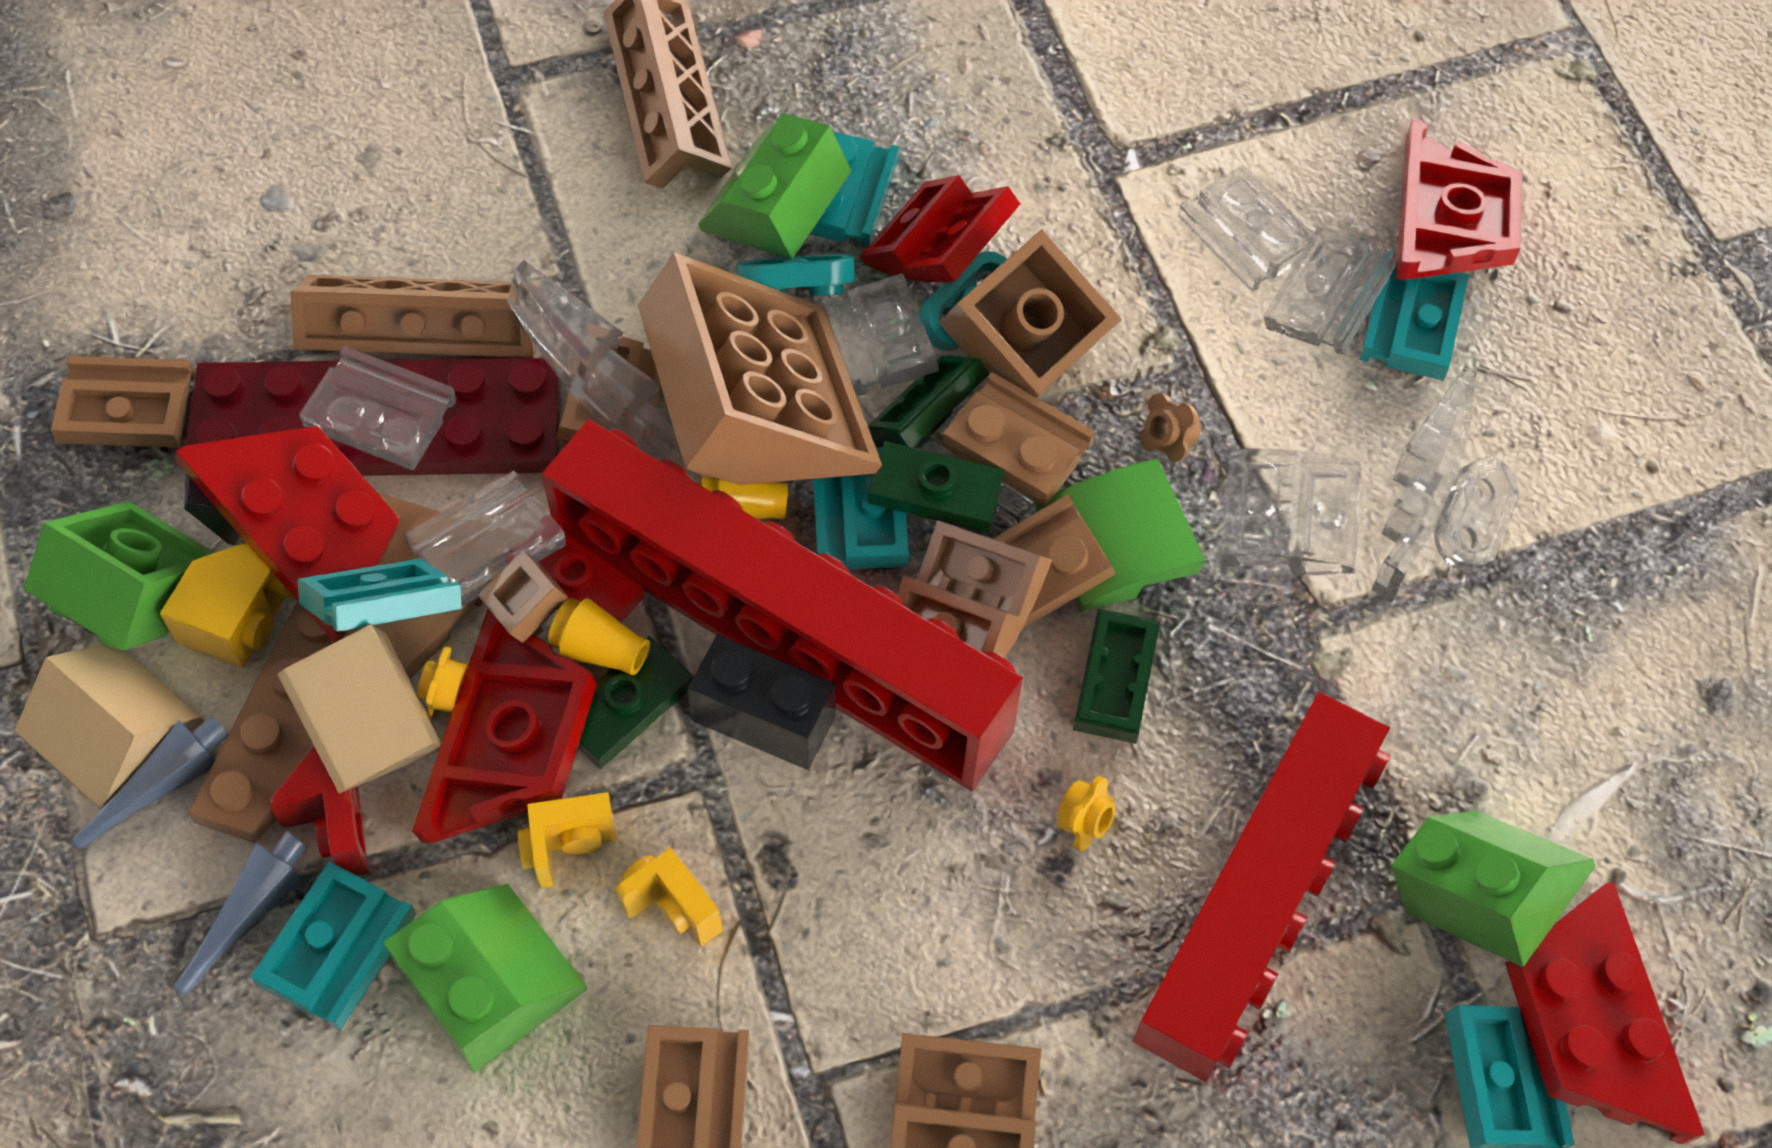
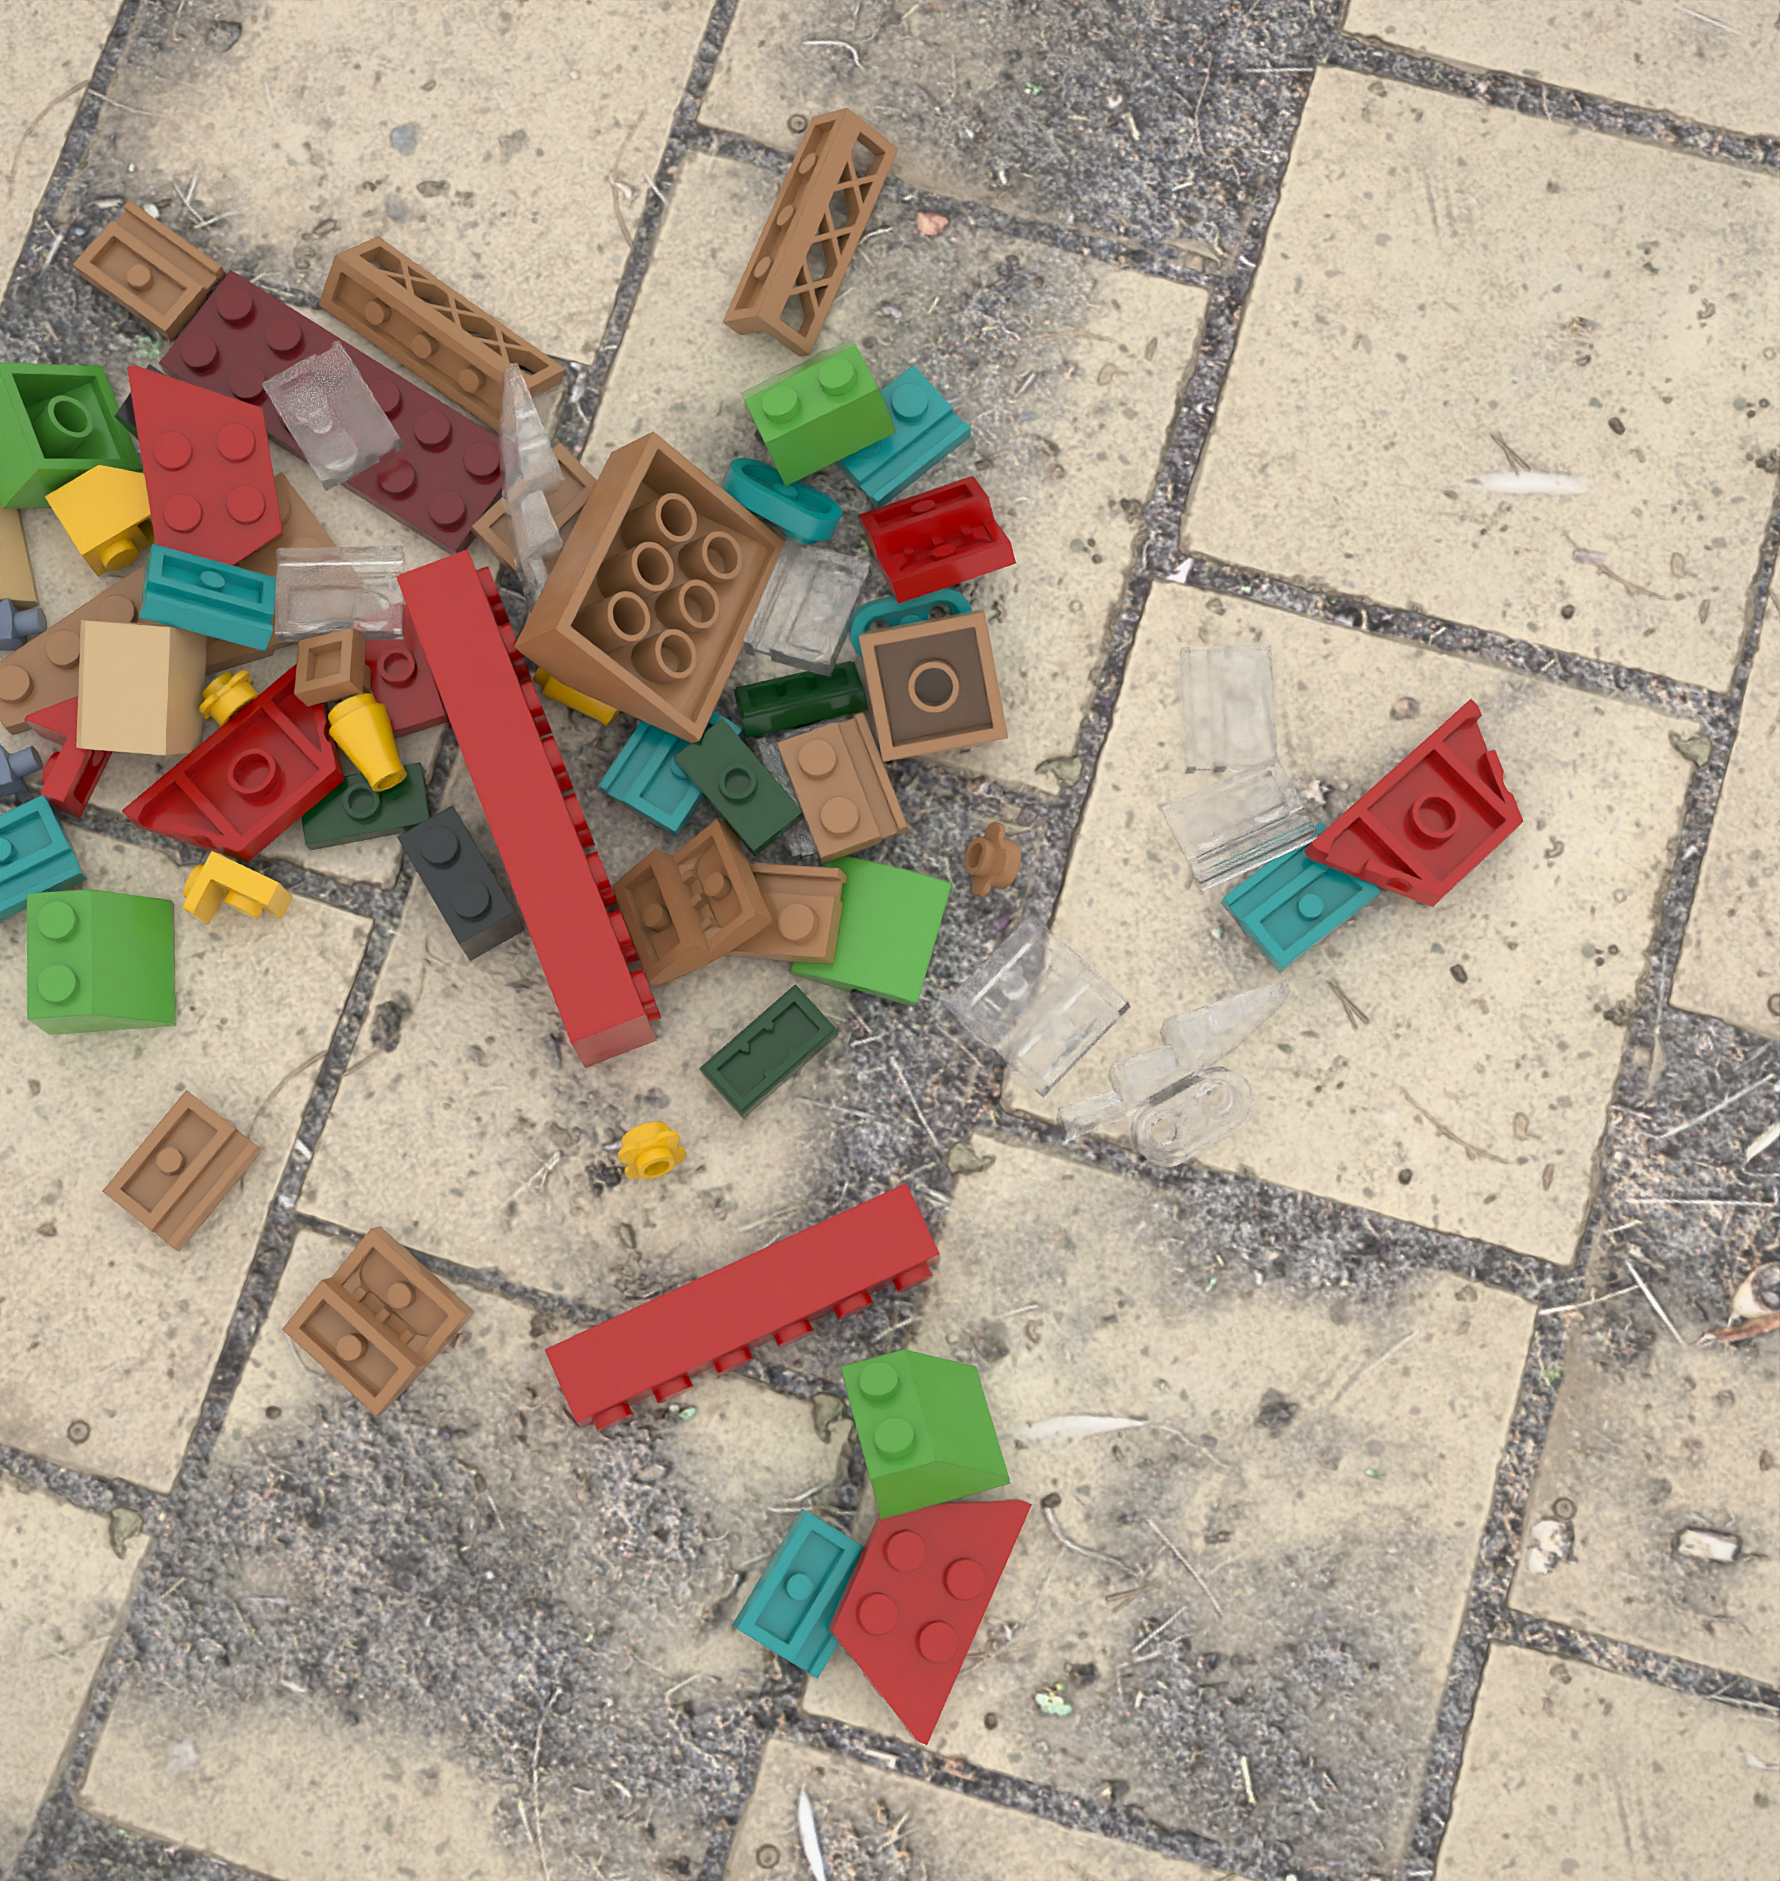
camera: 40 degrees right, 15 degrees up
(682, 901) = (285, 1008): yellow bracket -> none

